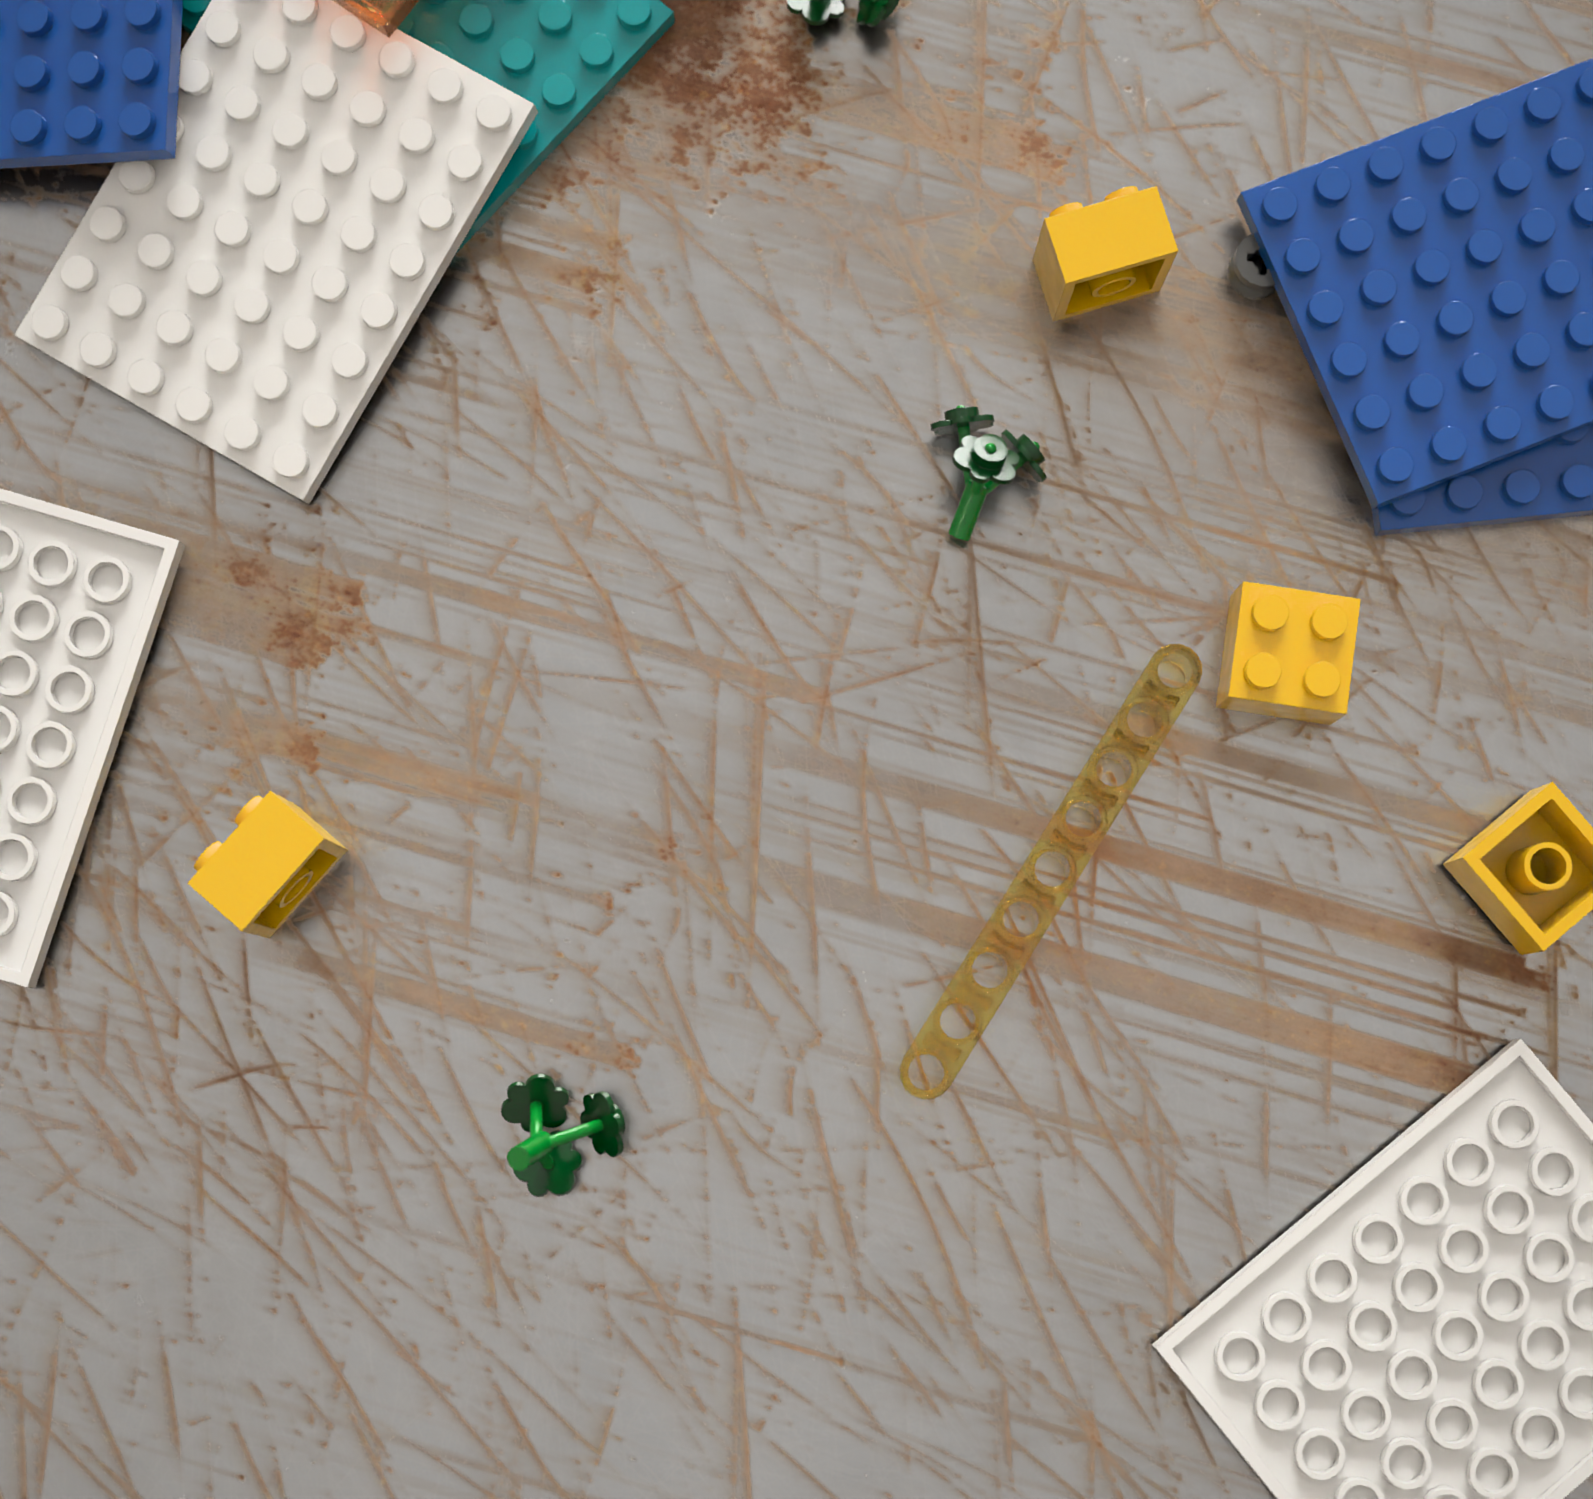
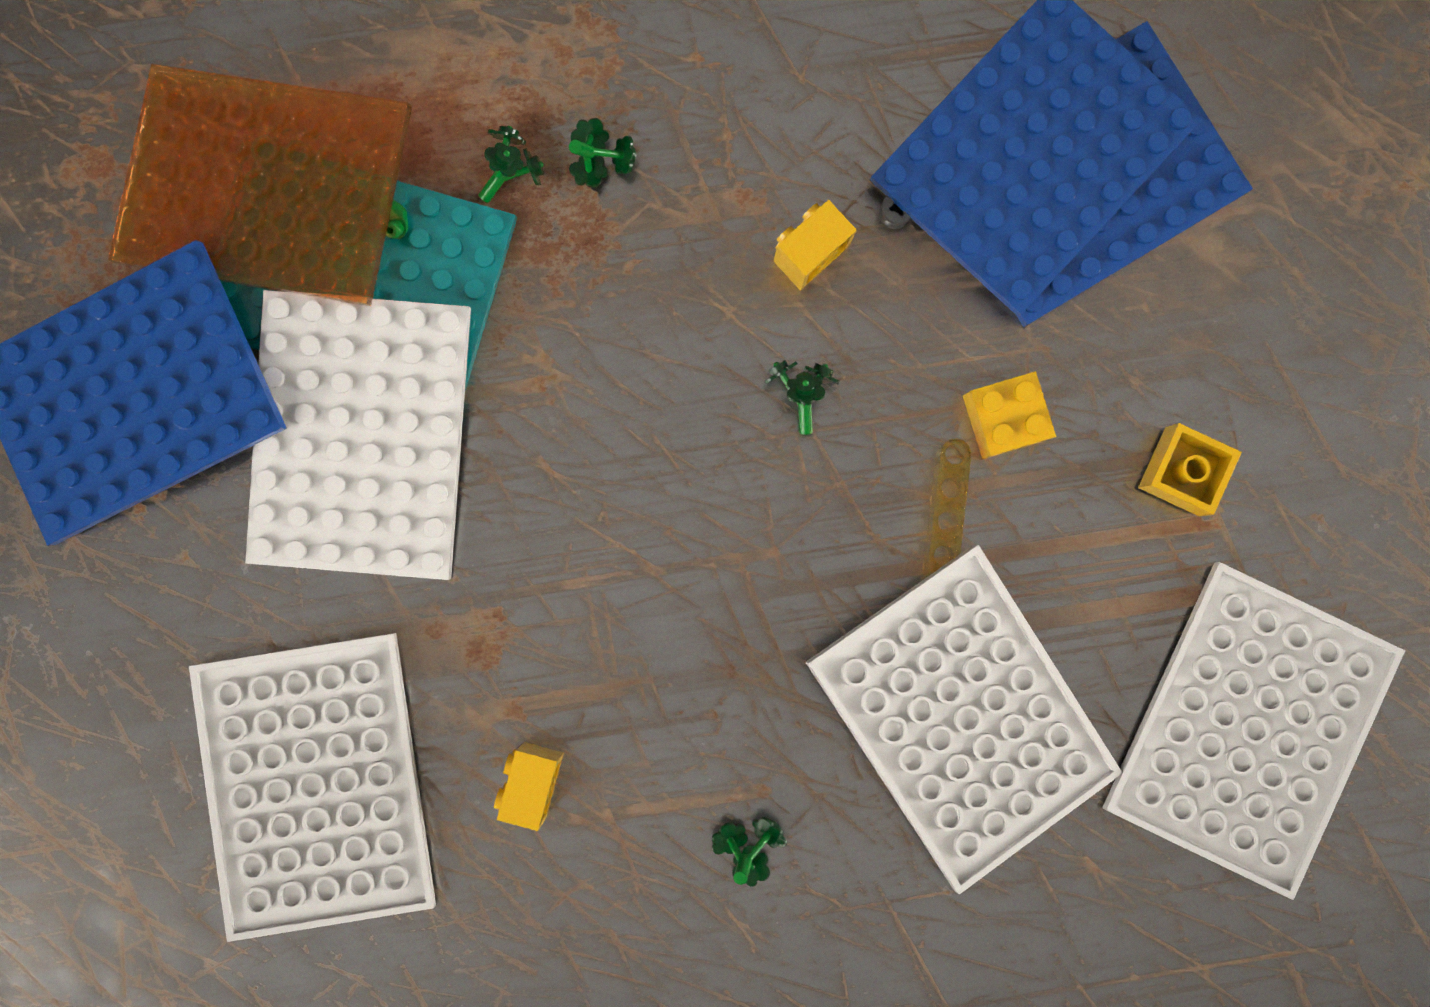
camera: 35 degrees left, 5 degrees up
(996, 1088) = (965, 718): none -> white plate

